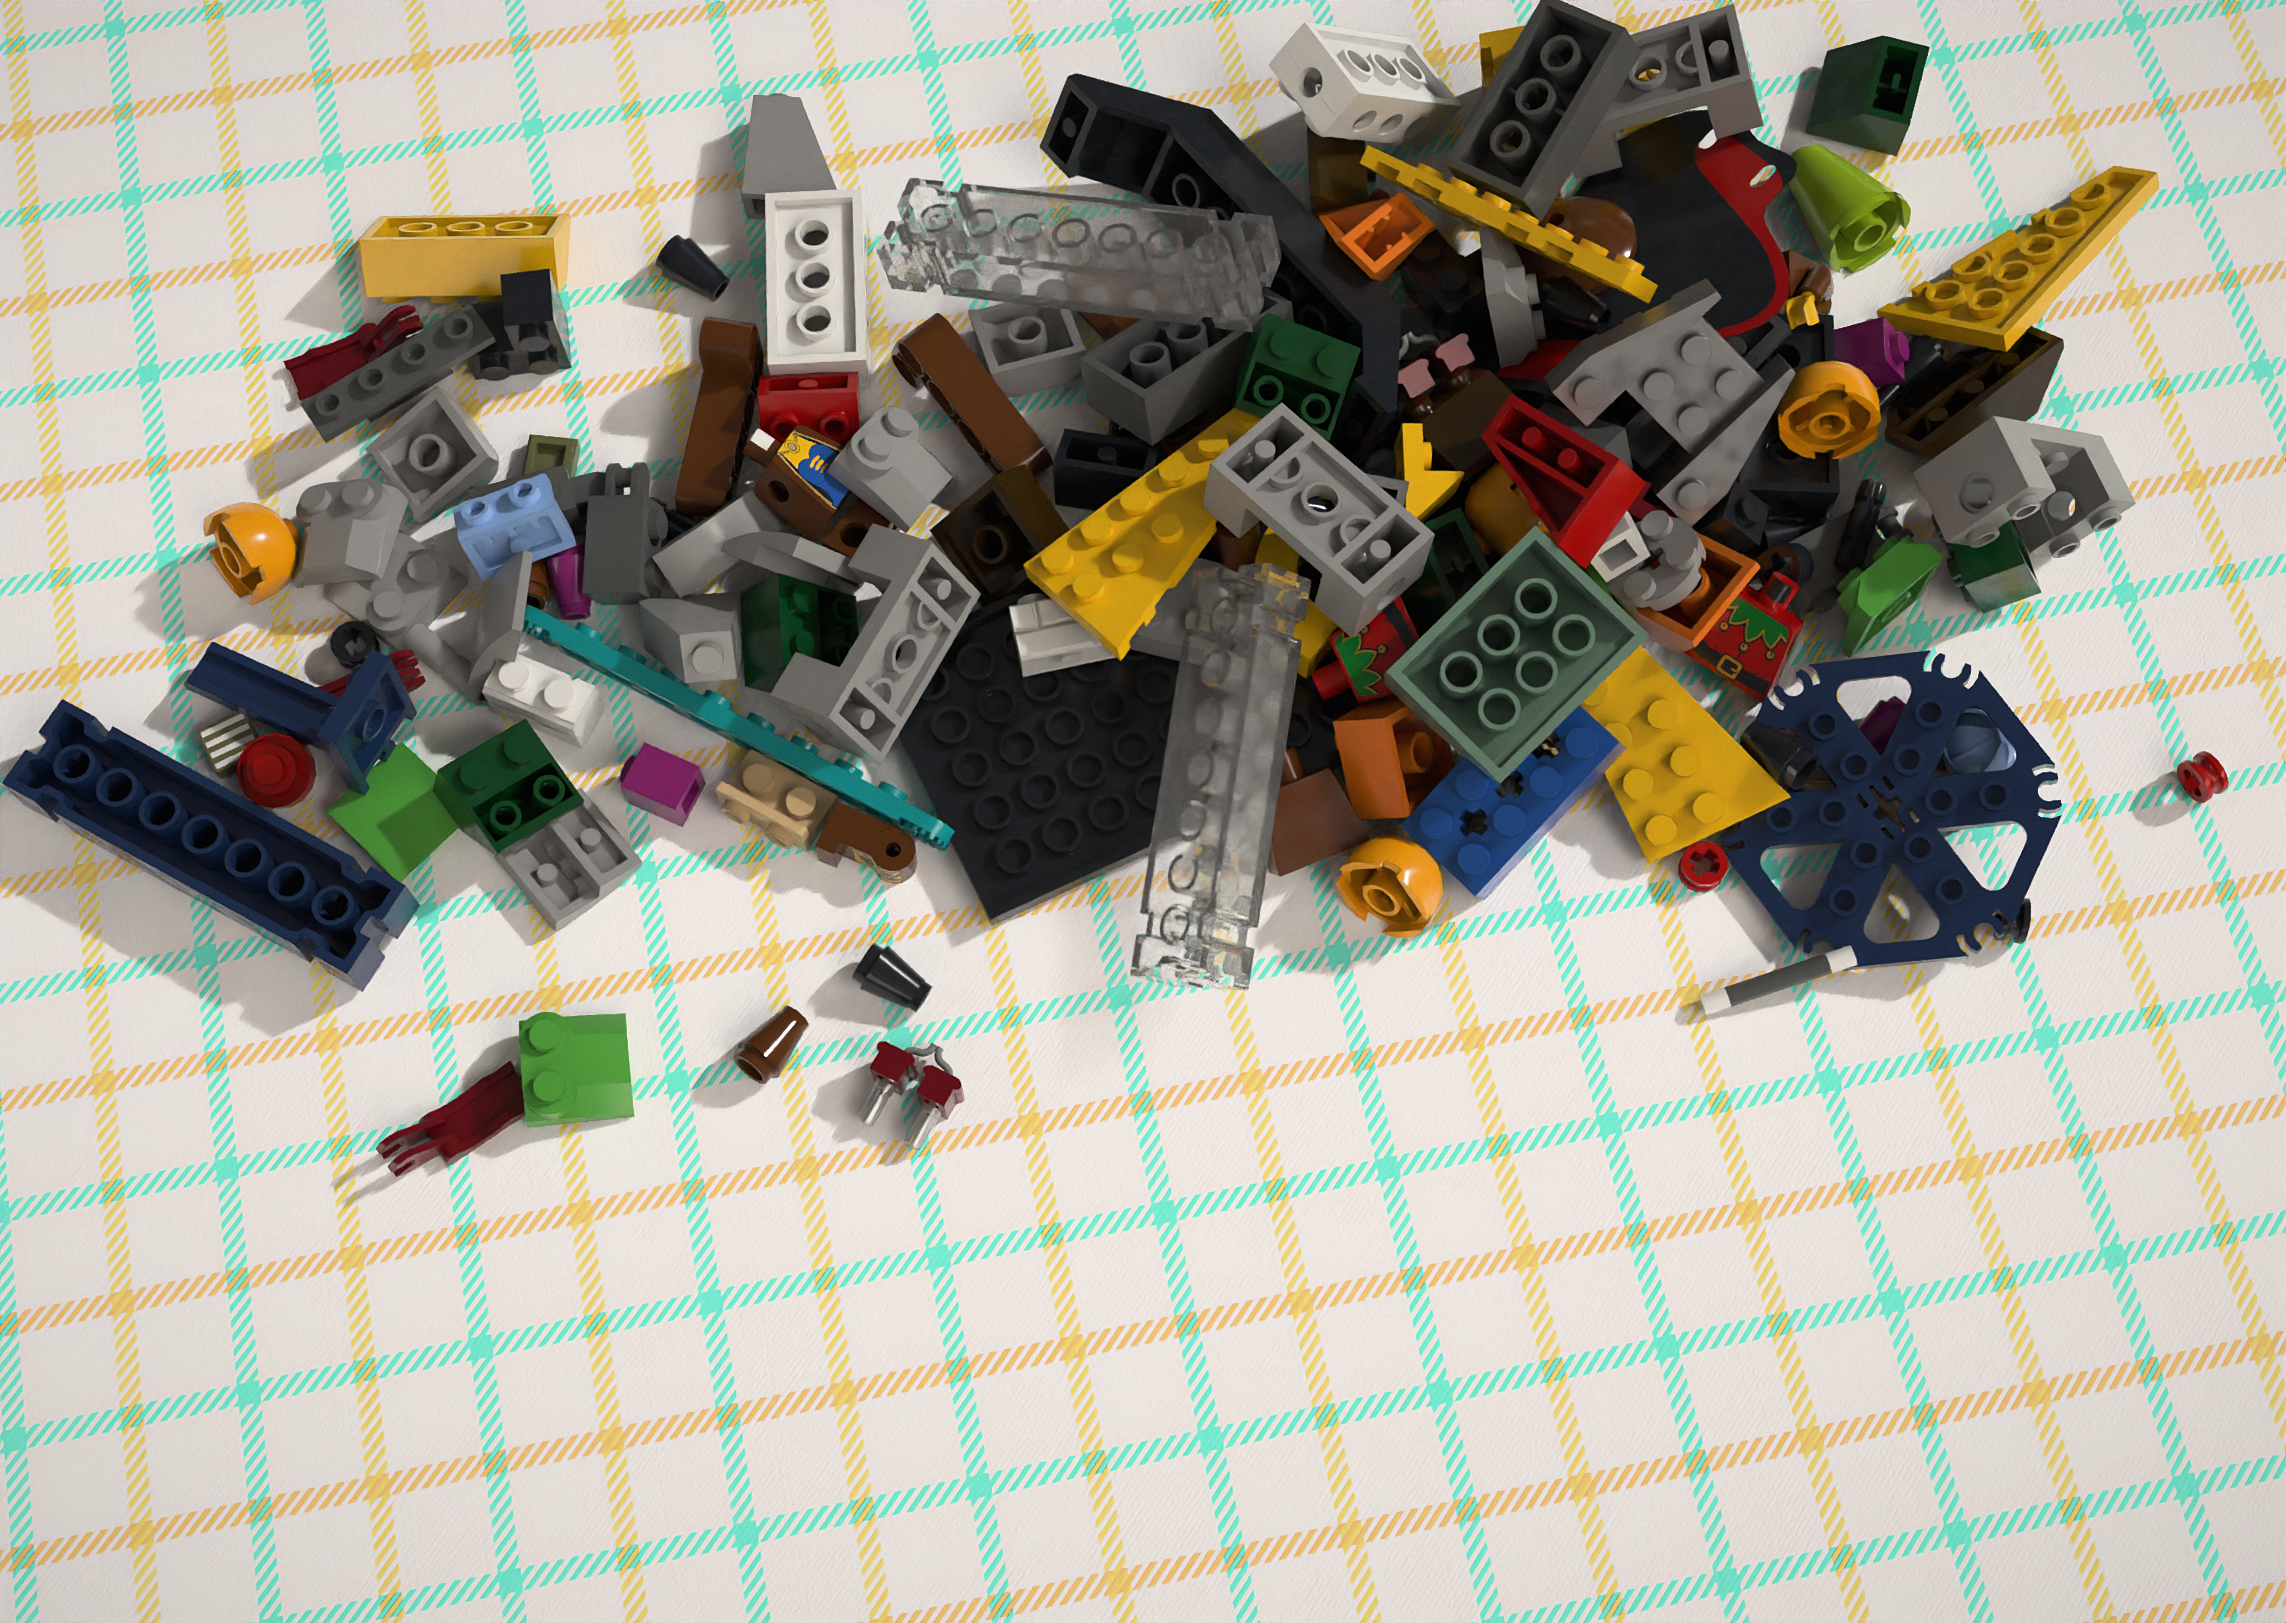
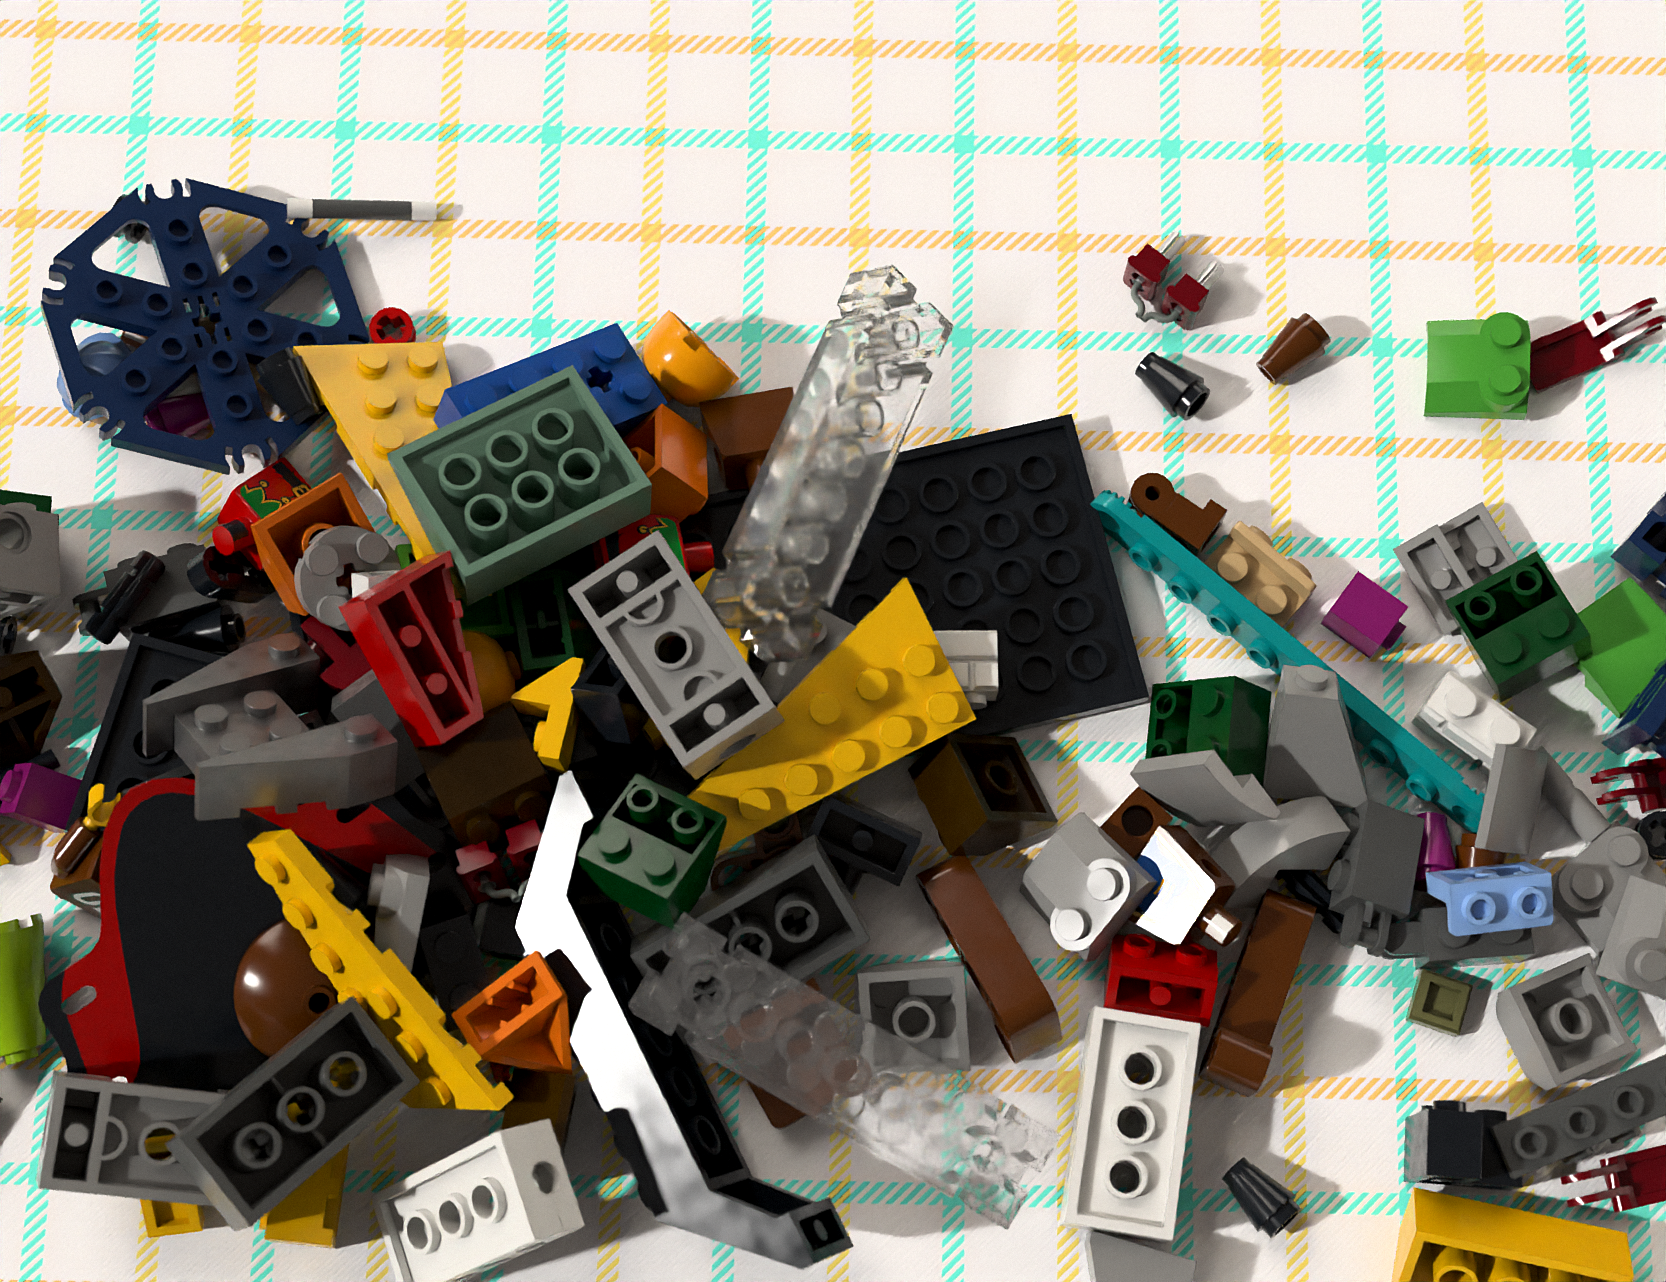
camera: 170 degrees left, 5 degrees up
(872, 693) = (1166, 626): light grey plate -> none
(1735, 520) = (244, 625): black brick -> none
(1829, 409) = (106, 701): light orange cylinder -> none
(1884, 589) = (125, 526): bright green slope -> none

